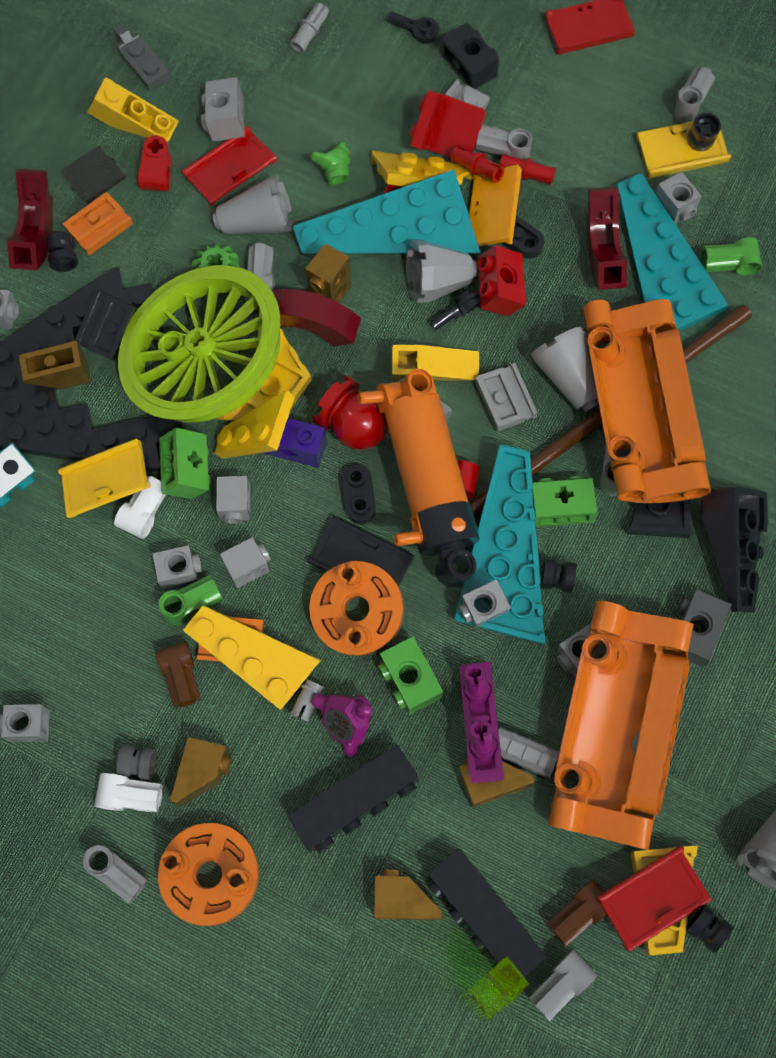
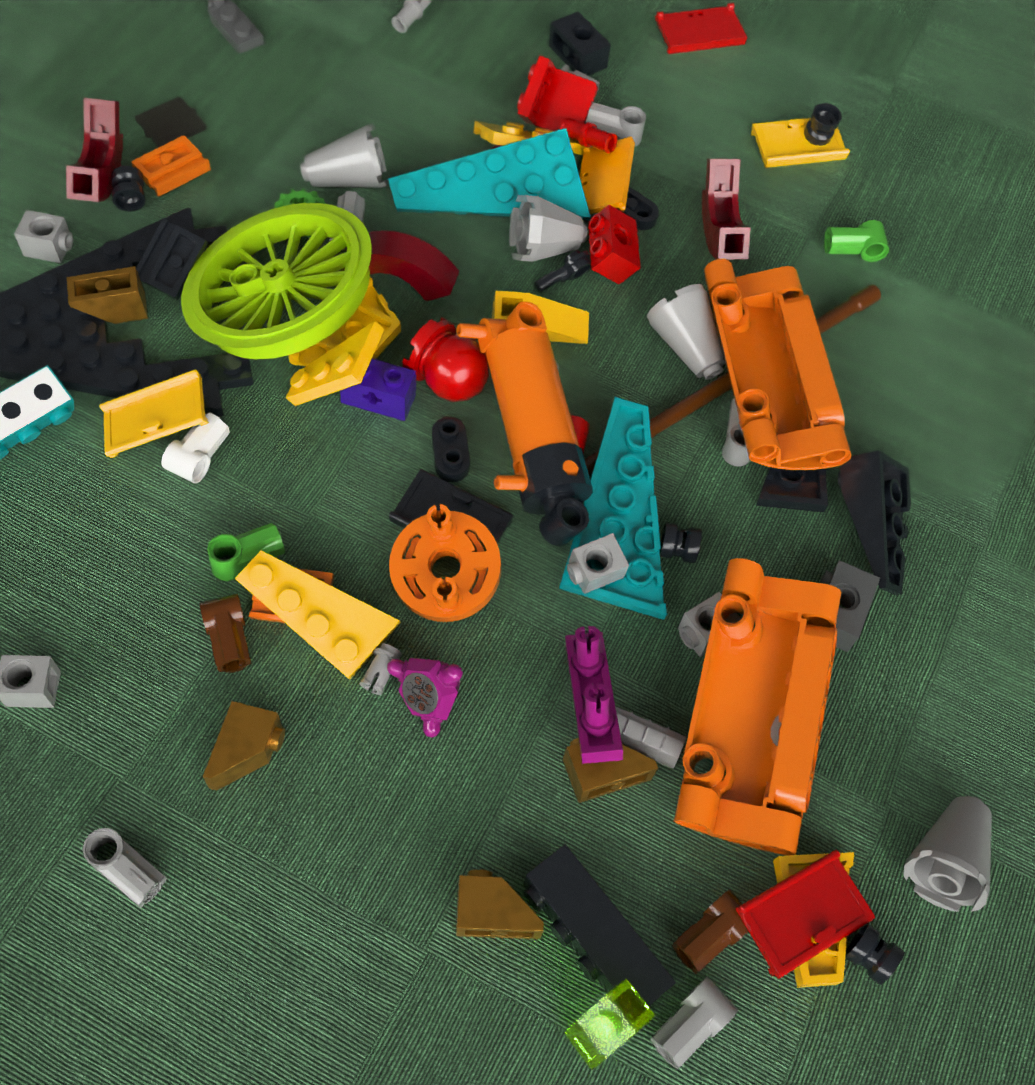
camera: 10 degrees left, 10 degrees down
(119, 792) = (140, 768): white piece -> none
(129, 112) = (215, 66): yellow slope -> none
(136, 762) = (162, 731): dark grey wheel -> none
(155, 165) = (239, 115): red piece -> none
(165, 561) = (224, 502): light grey brick -> none
(181, 866) = (212, 857): orange piece -> none
(184, 463) = (250, 402): bright green brick -> none
(223, 109) = (318, 69): light grey brick -> none
(233, 159) = (319, 123): red door -> none
(233, 499) = (305, 444): light grey brick -> none
(246, 562) = (315, 511): light grey brick -> none
(329, 273) = (428, 218): pearl gold brick -> none
(334, 163) = (435, 127): bright green animal -> none
(353, 799) = (434, 785): black brick -> none
(409, 657) = (507, 624): bright green brick -> none
(423, 29) = (531, 21): black plate -> none
(506, 397) = (618, 359): light grey plate -> none
(530, 169) = (646, 149): red pin -> none
(575, 491) = (686, 466): bright green brick -> none
(664, 259) = (785, 238): teal wing -> none
(678, 188) = (797, 183): light grey brick -> none
(693, 94) = (808, 94): light grey piece -> none

